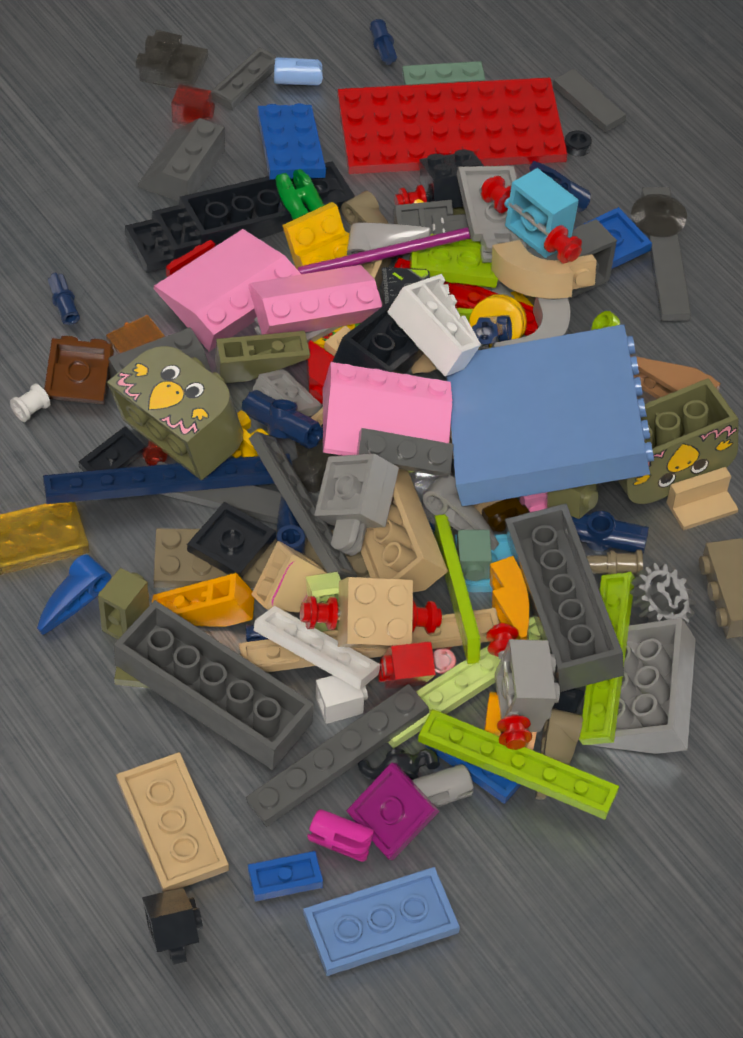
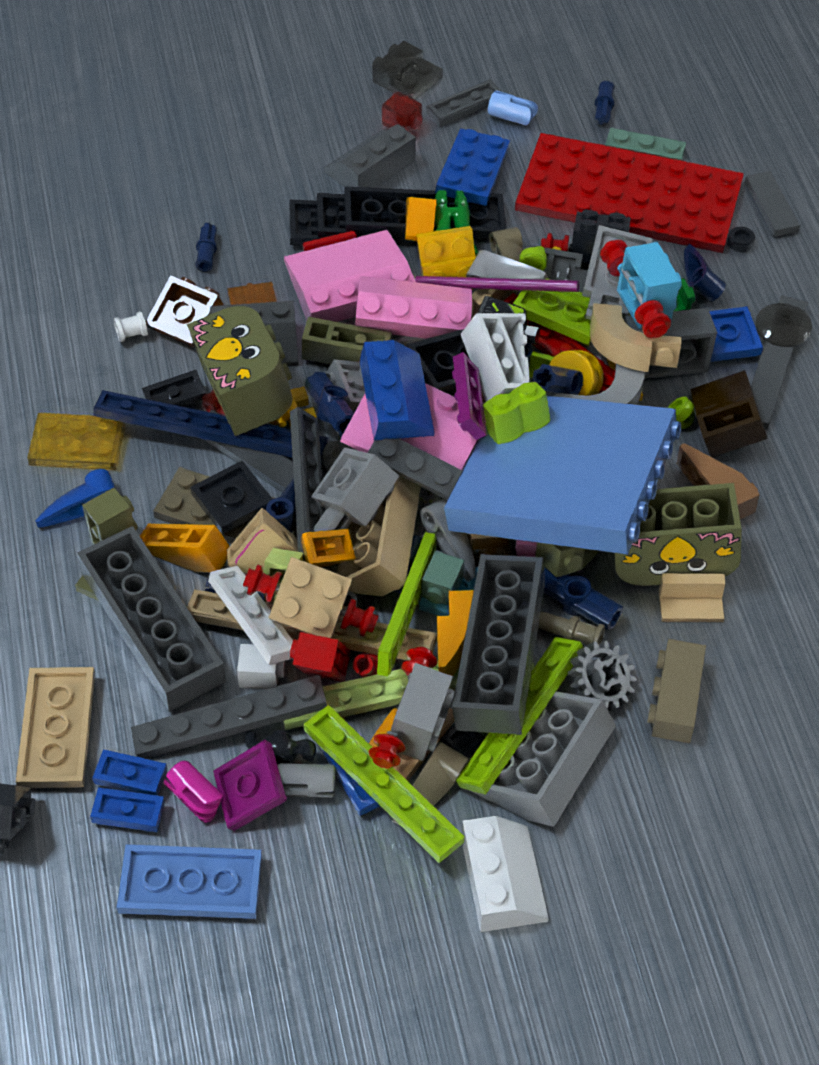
camera: 25 degrees right, 0 degrees up
(268, 841) = (129, 773): none -> blue plate
(271, 207) = (419, 217): none -> light orange slope
(359, 559) = (327, 547): none -> light orange slope
(360, 387) = (395, 391): none -> blue slope
(409, 215) = (534, 257): none -> lime tile
(430, 370) = (469, 396): none -> magenta plate
(479, 372) = (517, 412): none -> lime brick
(653, 314) = (728, 414): none -> dark brown slope
(661, 811) = (502, 873): none -> white slope

